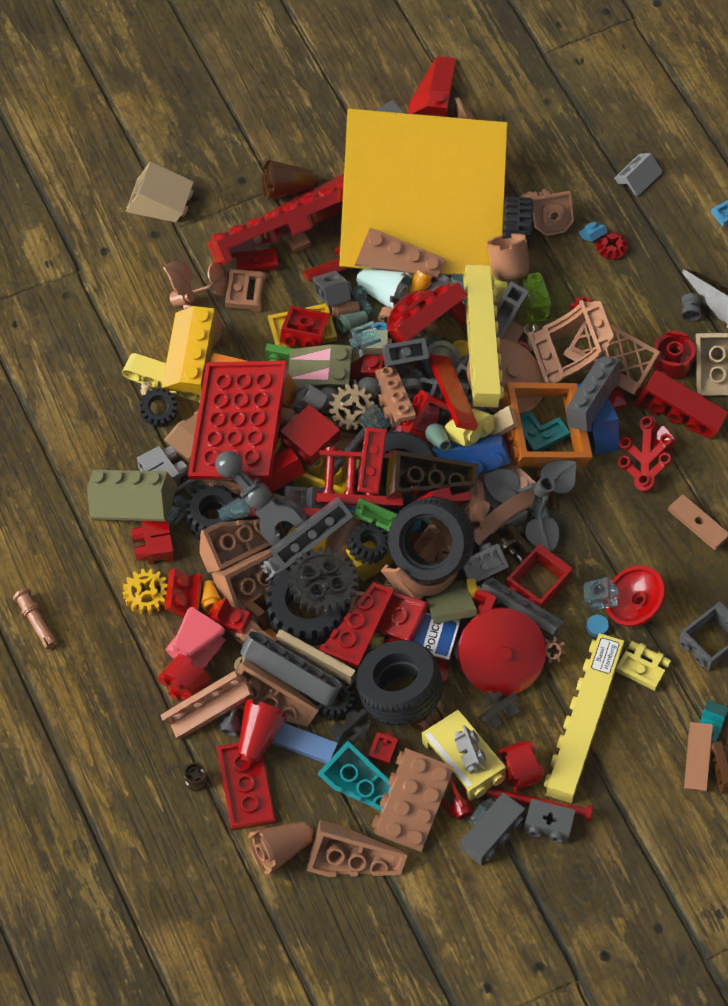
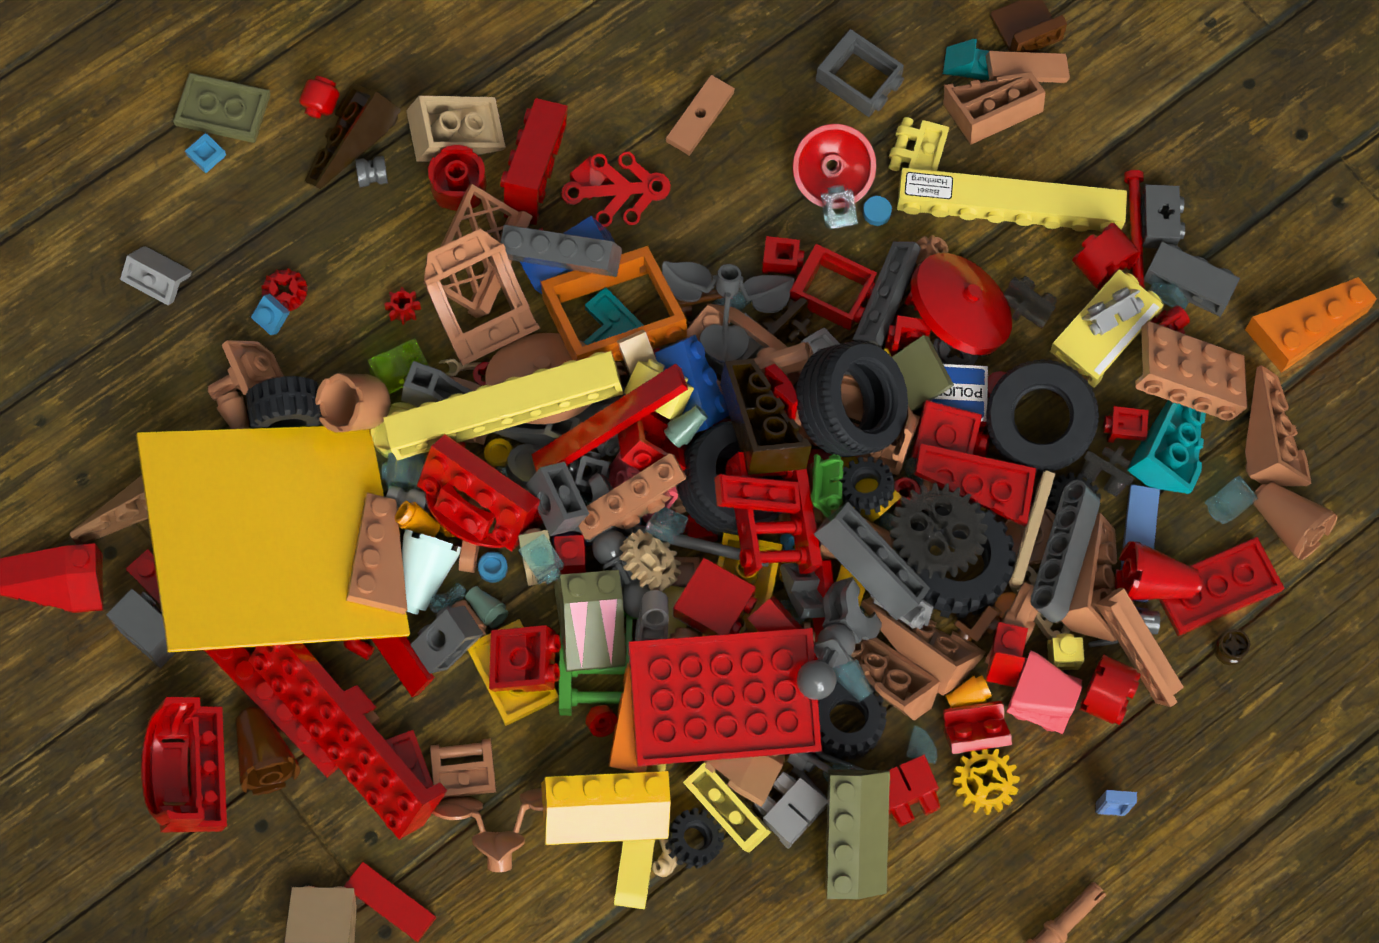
camera: 105 degrees left, 10 degrees up
(103, 662) = (1116, 802): none -> medium blue tile
(156, 430) = (727, 808): none -> light yellow brick
(171, 238) = (390, 902): none -> red tile
(183, 561) = (922, 744): none -> clear light blue tile
(221, 662) = (1066, 651): none -> light yellow brick
(285, 138) = (166, 767): none -> red piece
(305, 804) = (1231, 501): none -> clear light blue bracket
(365, 581) = (903, 487): none -> red cone
(434, 900) = (1305, 324): none -> orange wedge
(571, 548) = (782, 247): none -> red brick
(666, 720) = (993, 105): none -> nougat wedge

